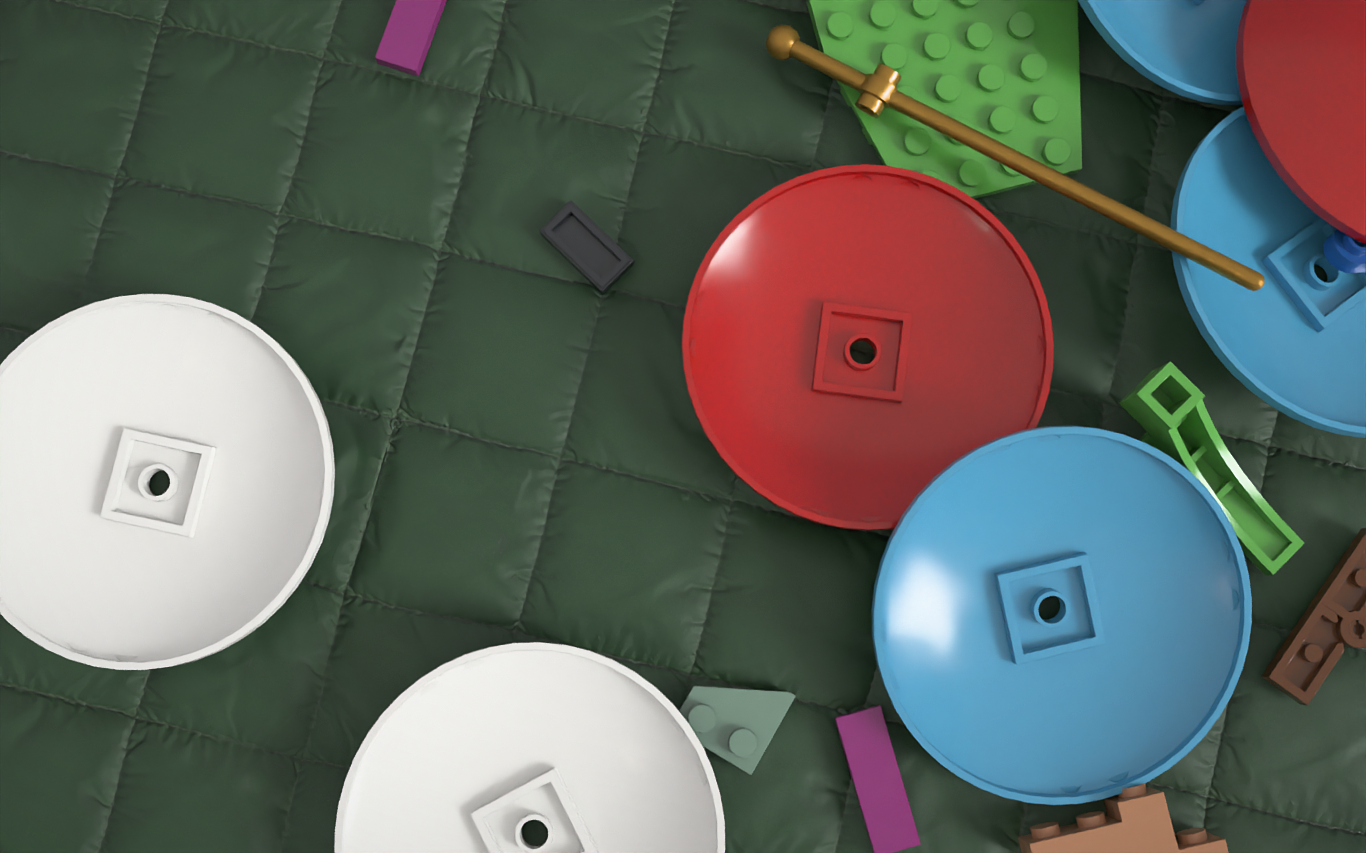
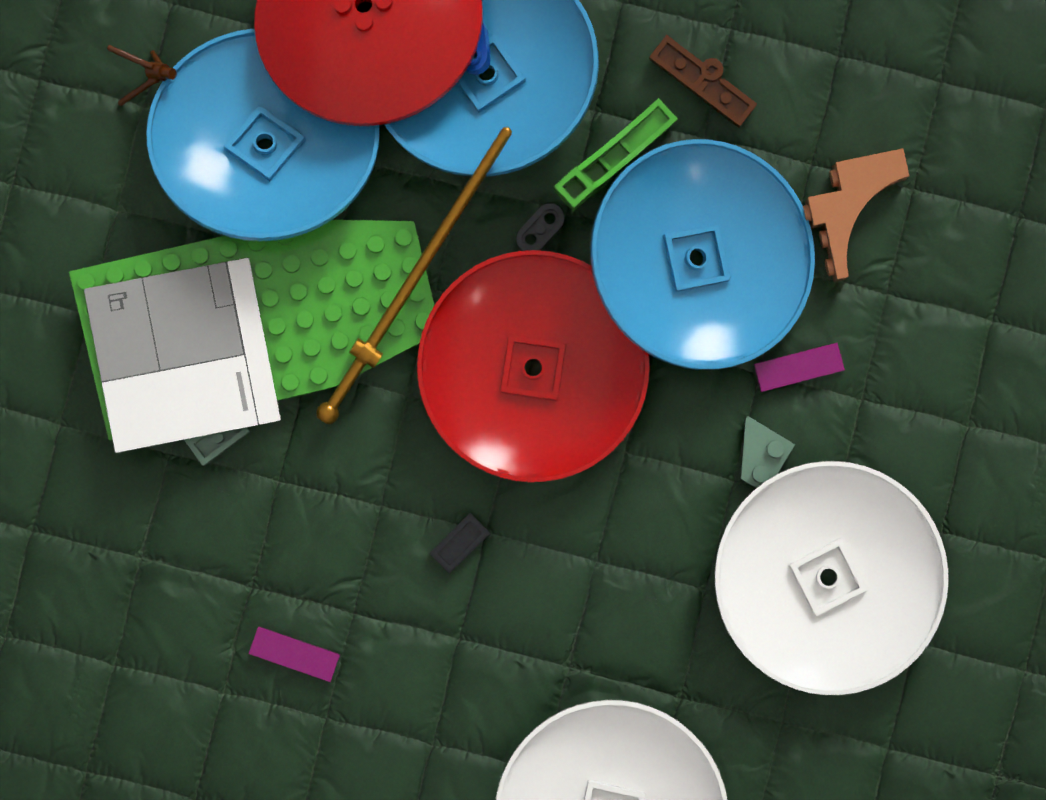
camera: 90 degrees left, 5 degrees up
(1082, 357) = (539, 228): none -> black plate

